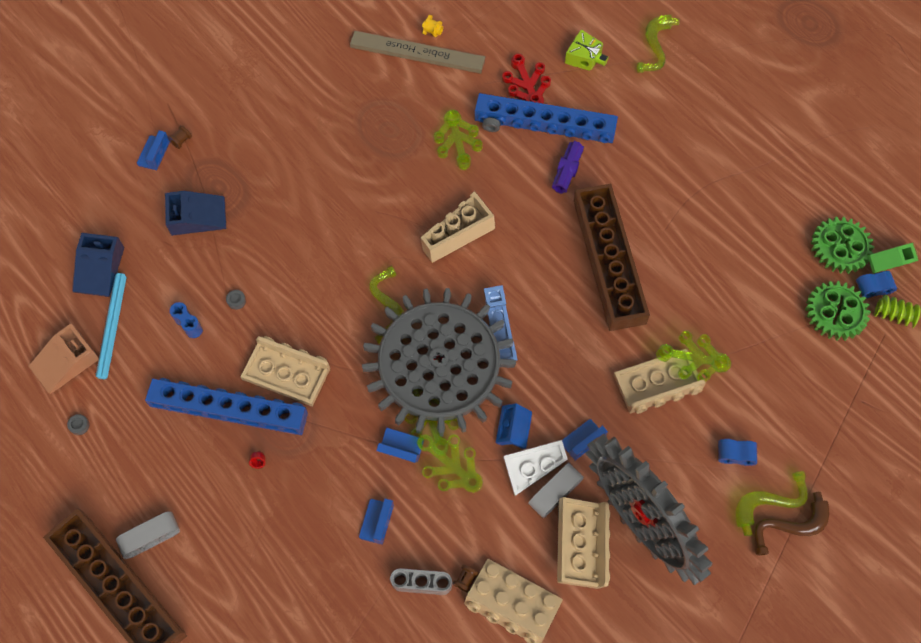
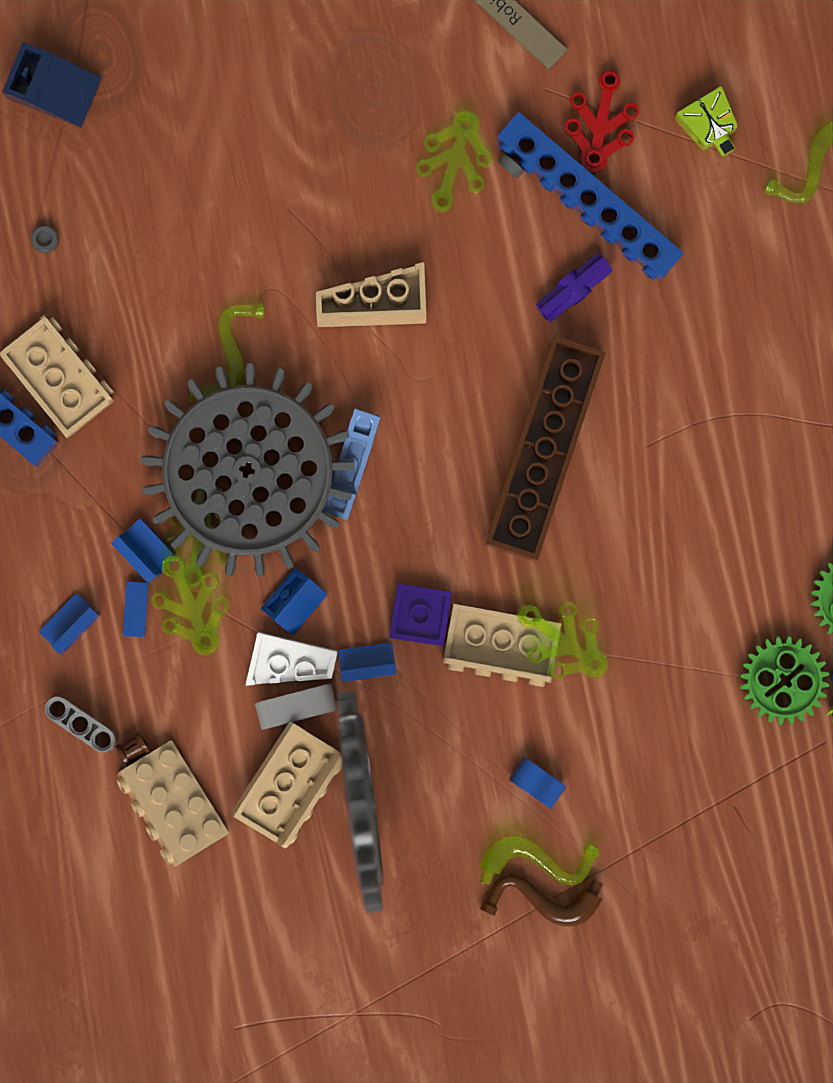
camera: 30 degrees right, 20 degrees up
(415, 487) = (135, 609): none -> blue piece
(598, 391) = (420, 615): none -> dark purple plate

